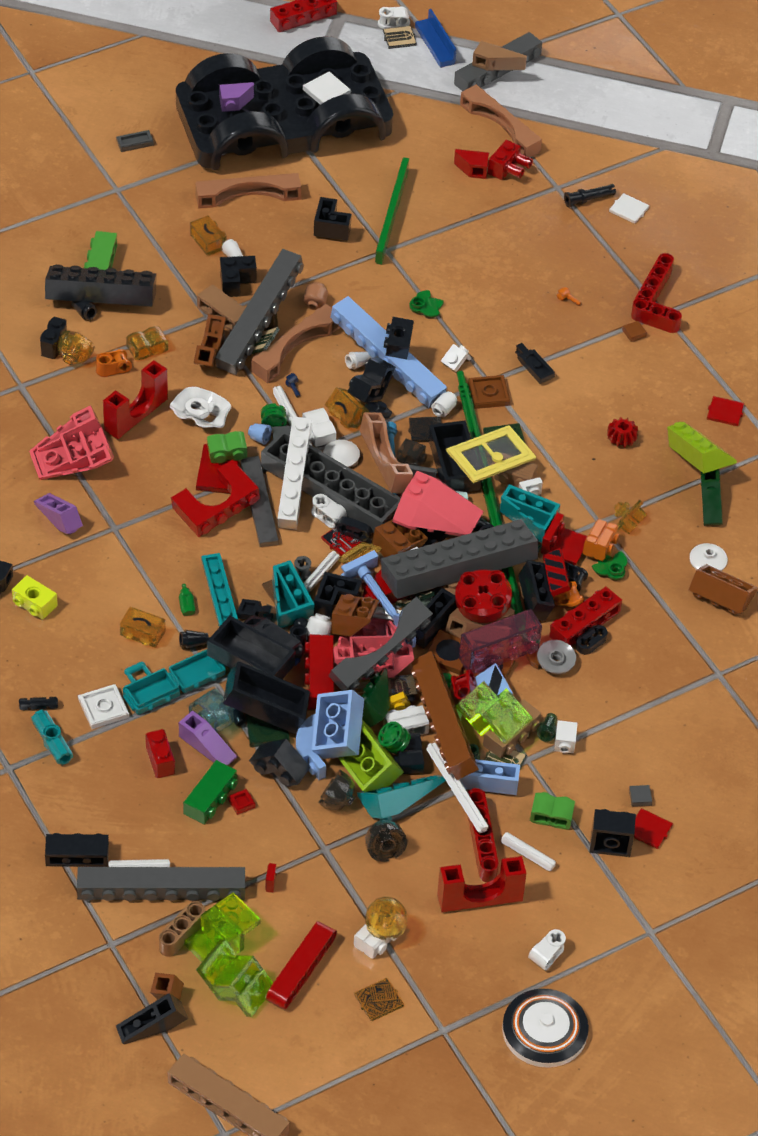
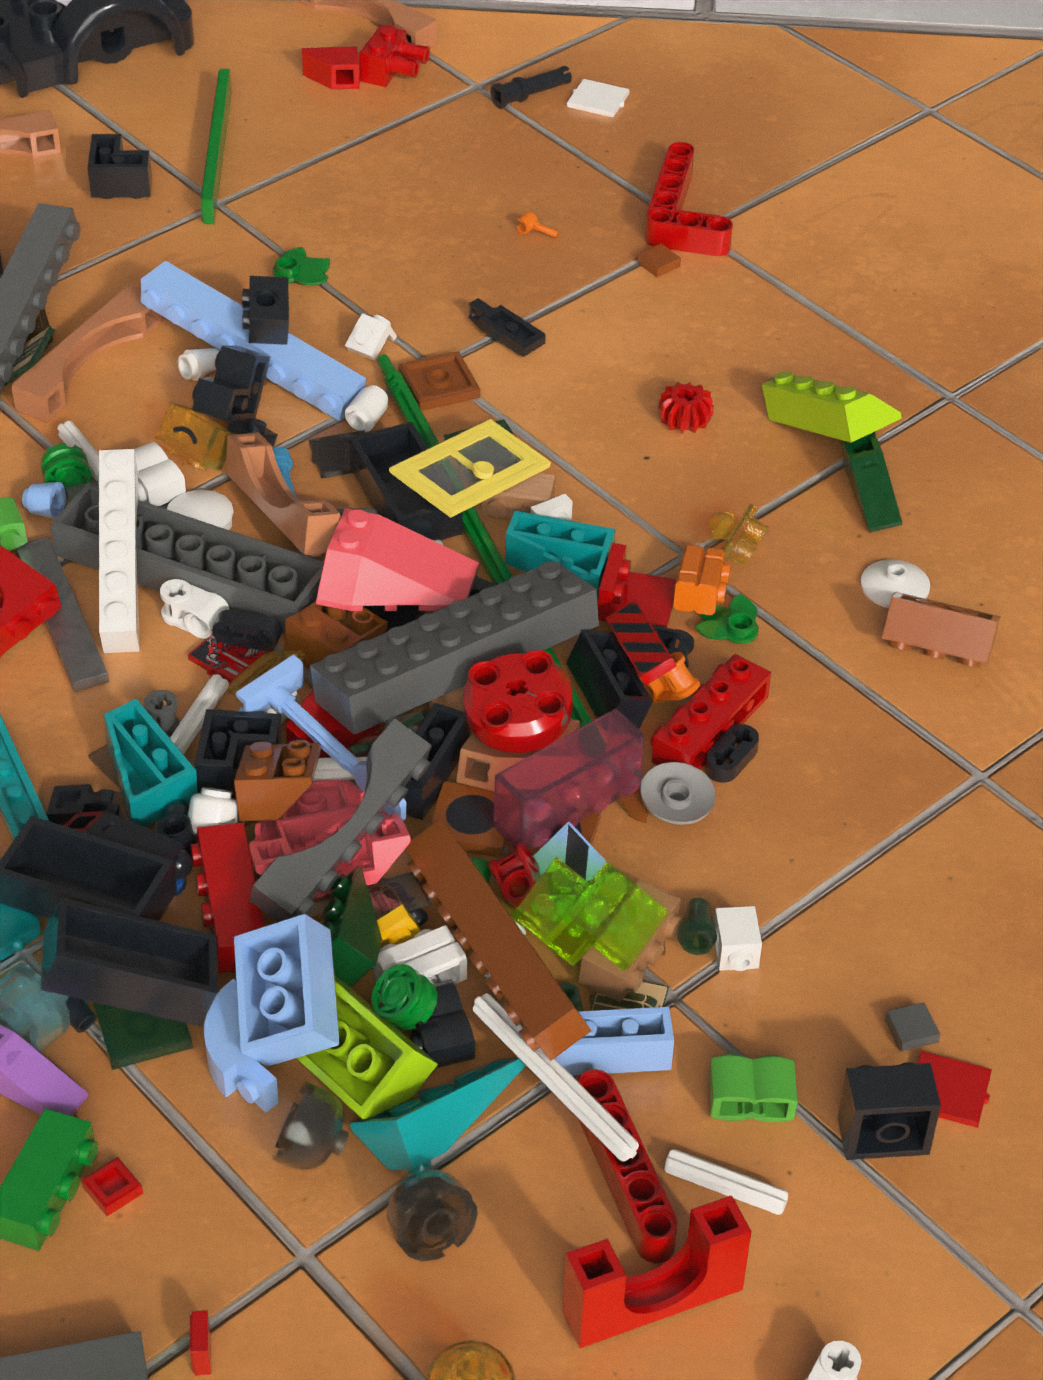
camera: 10 degrees left, 5 degrees down
(282, 760) = (181, 1083): black brick -> none
(291, 379) = (89, 412): dark blue hand -> none
(315, 295) = (108, 277): nougat head -> none
(412, 453) = (328, 485): clear smoke brick -> none
(725, 411) = (845, 354): red piece -> none

